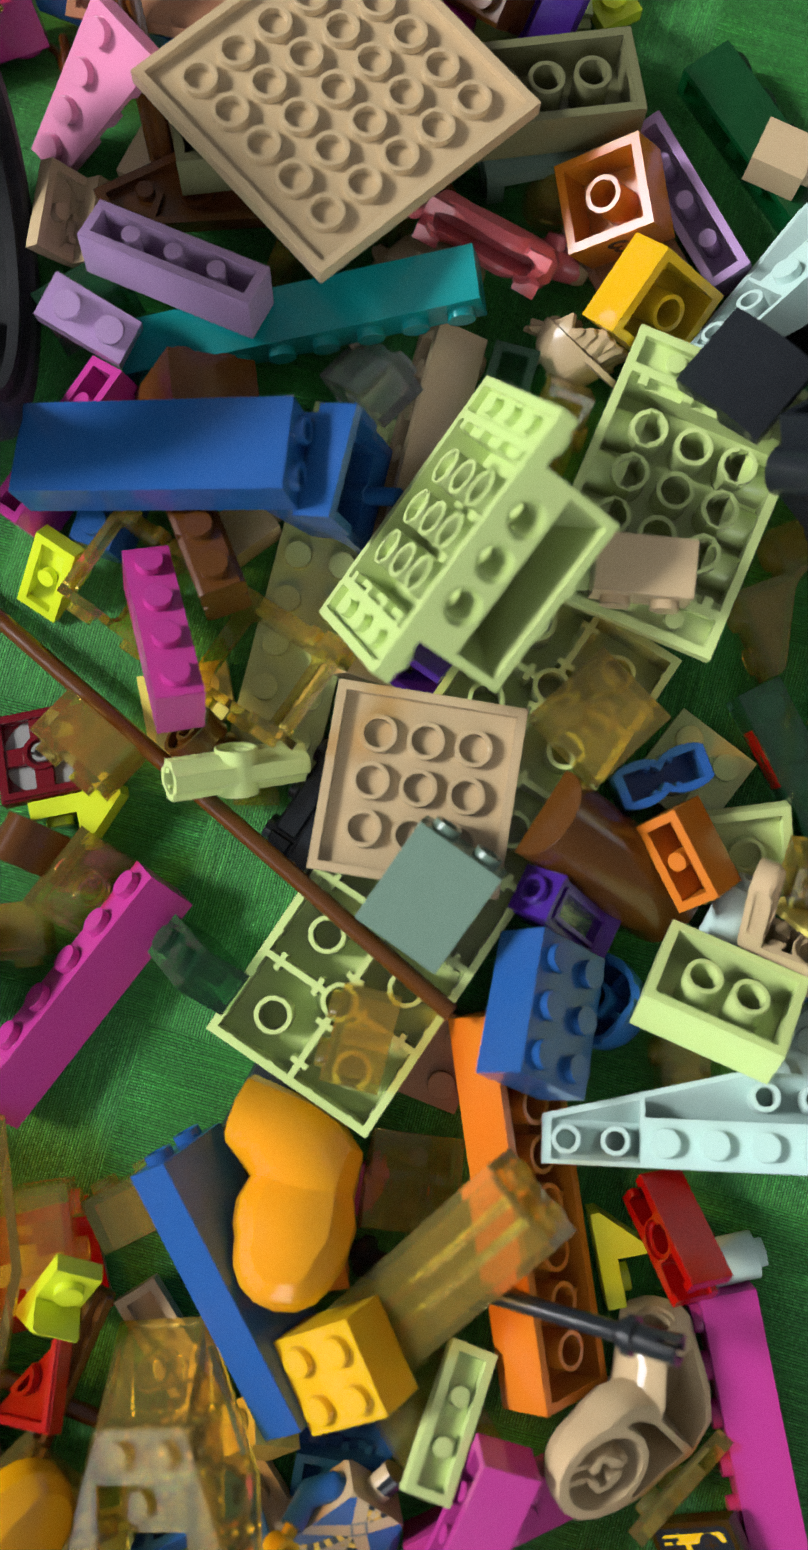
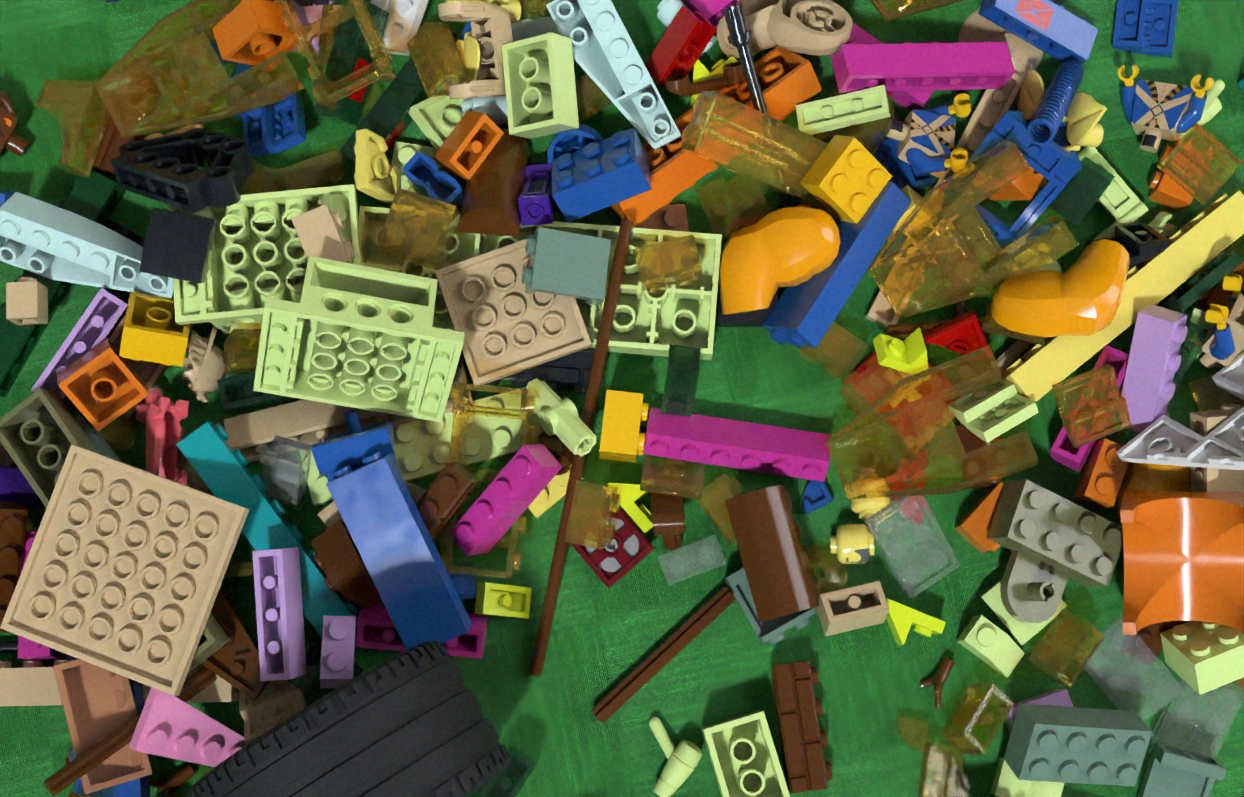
camera: 125 degrees left, 5 degrees down
(183, 851) = (621, 426): none -> yellow brick
(597, 1292) = (680, 84): none -> reddish brown bar
(721, 704) = (372, 170): none -> light yellow plate

